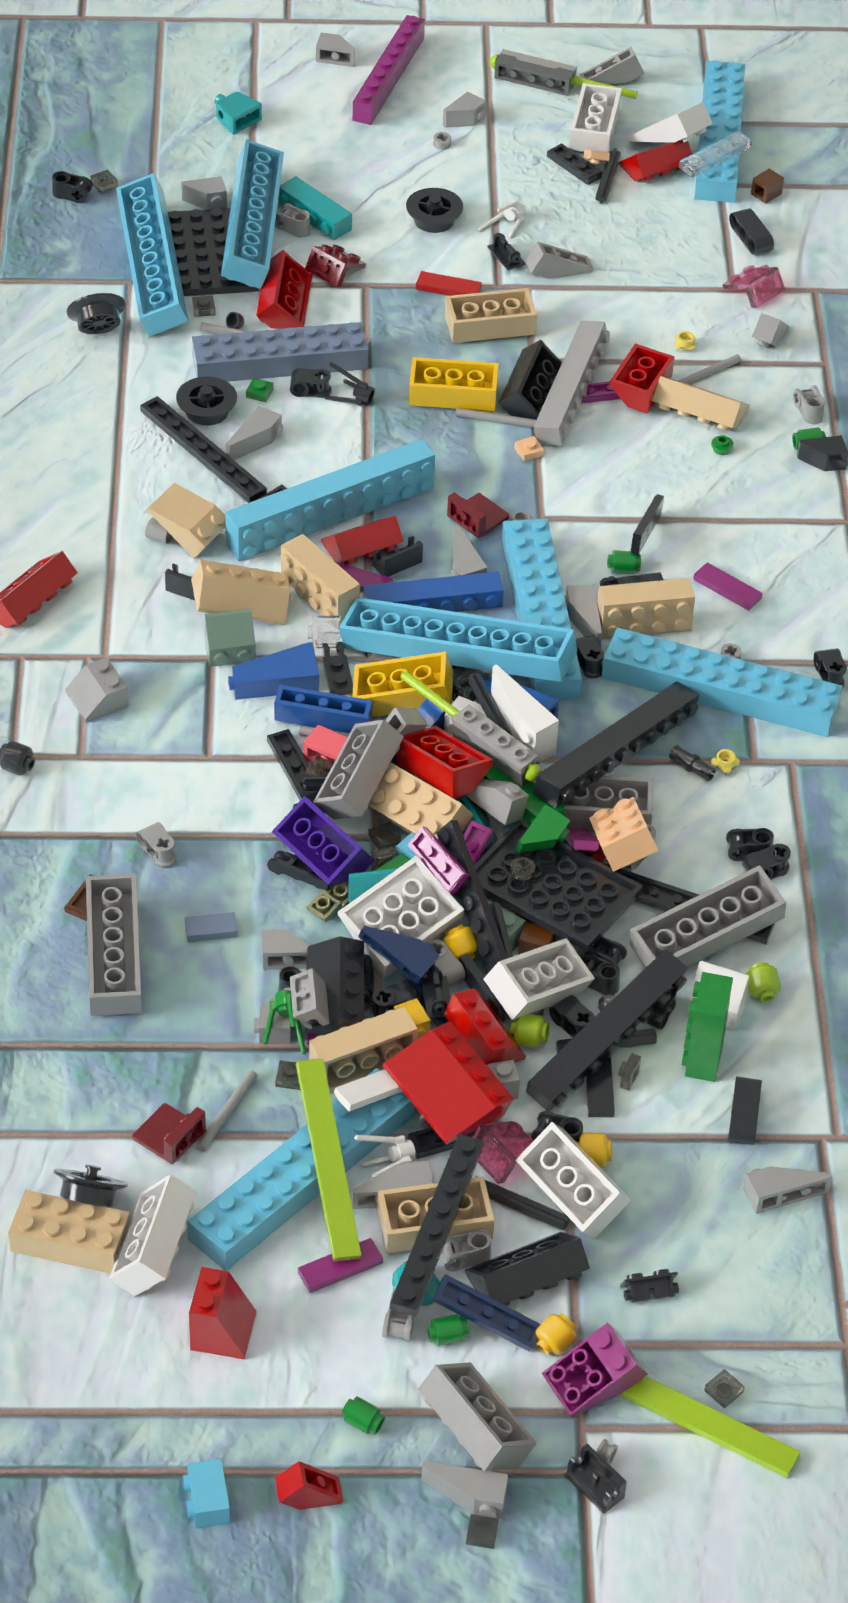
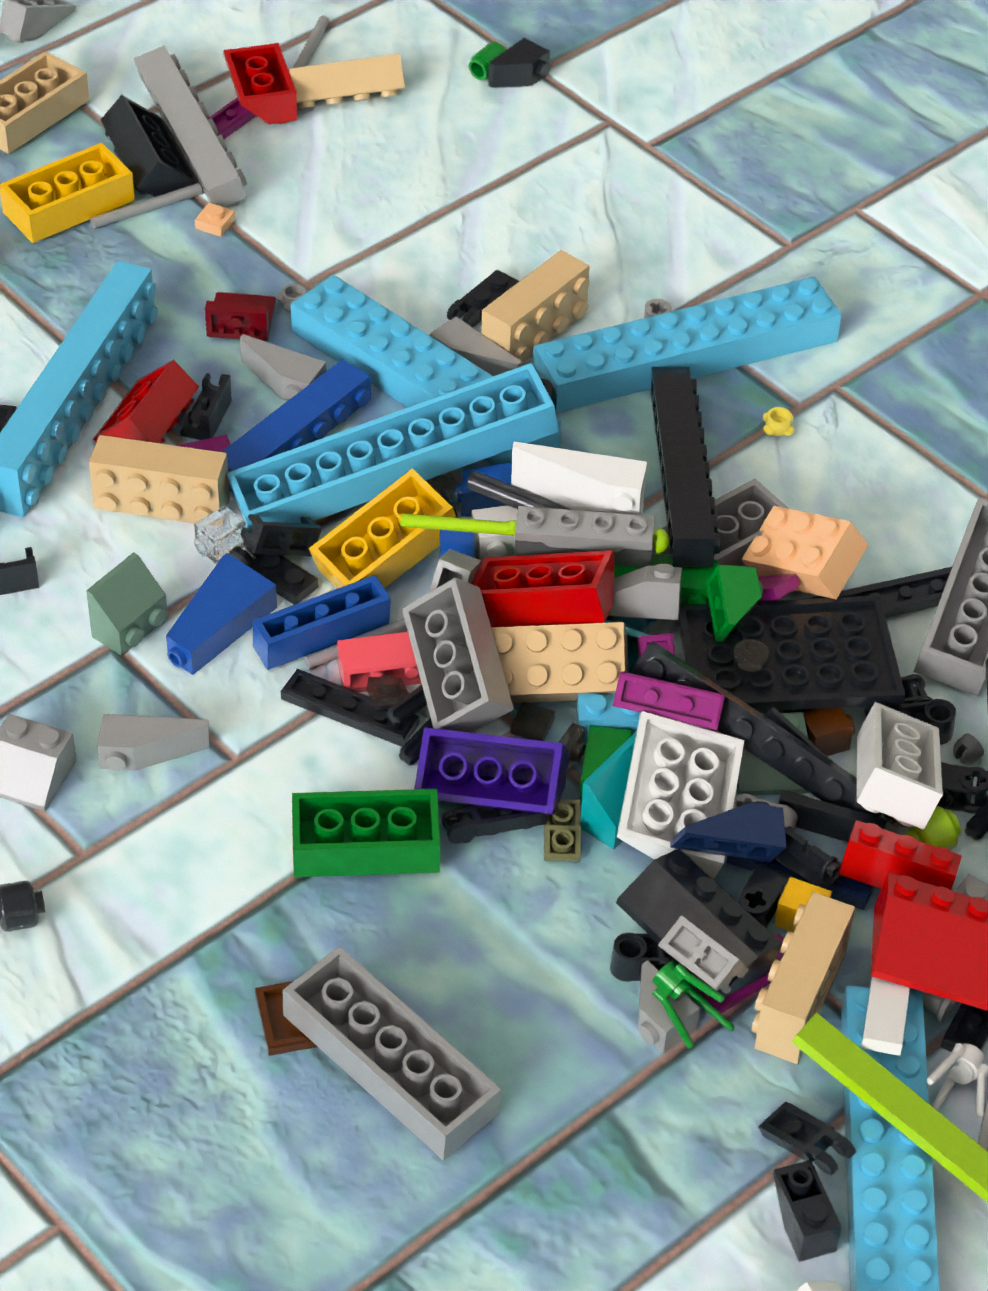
camera: 40 degrees left, 0 degrees up
(157, 844) = (294, 894): light grey piece -> none
(168, 717) = (143, 741): none -> light grey slope
(171, 1132) = (697, 1234): dark red bracket -> none
(211, 927) = (462, 954): sand blue tile -> none
(223, 832) = (365, 832): none -> green brick
(226, 1111) = (723, 1161): light grey bar -> none
(233, 1157) = (806, 1211): none -> black slope
(235, 587) = (83, 543): tan slope -> none
(272, 1124) = (805, 1136): none -> black hinge
(282, 950) = (579, 924): light grey slope -> none
(287, 1075) = (742, 1065): clear smoke plate -> none
(350, 651) = (281, 538): none -> black hinge
(460, 941) = (760, 780): yellow head -> none
(624, 562) = (450, 279): green brick -> none
(647, 524) = (438, 225): black tile -> none
(685, 341) = (254, 29): light yellow plate -> none
(692, 763) = (751, 444): black pin -> none
(722, 444) = (408, 111): green plate -> none
(728, 586) = (581, 246): magenta tile -> none
(749, 841) = (903, 489): black piece -> none
(768, 861) = (943, 498): black piece -> none
(809, 404) = (449, 26): light grey piece -> none
(830, 665) = (767, 267): black piece -> none

